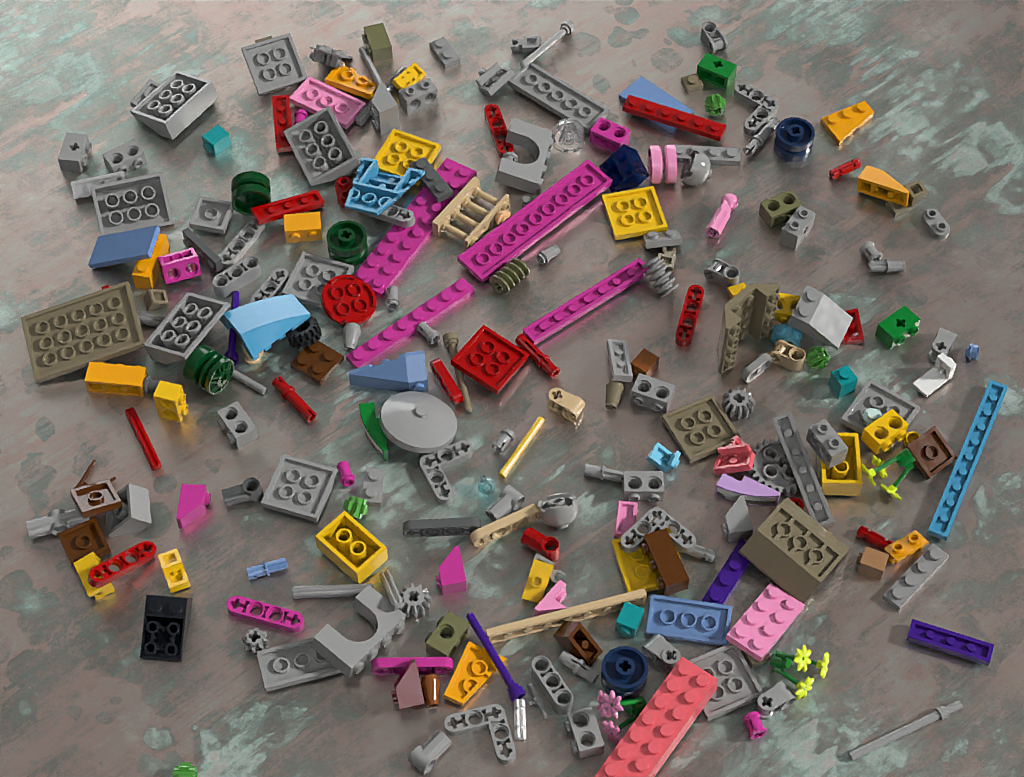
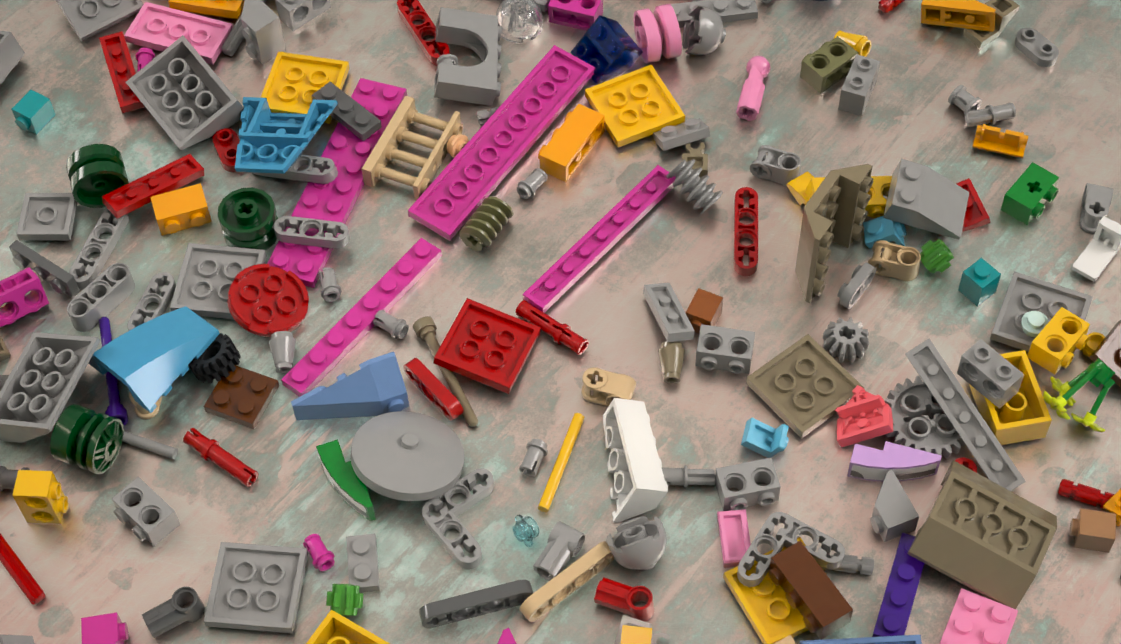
camera: 10 degrees left, 0 degrees up
(382, 253) = (301, 225): none -> light grey beam
(569, 454) = (632, 459): none -> white wedge
(583, 230) = (571, 142): none -> light orange brick
(804, 197) = (857, 42): none -> yellow cone
(888, 287) = (1006, 143): none -> light orange hinge

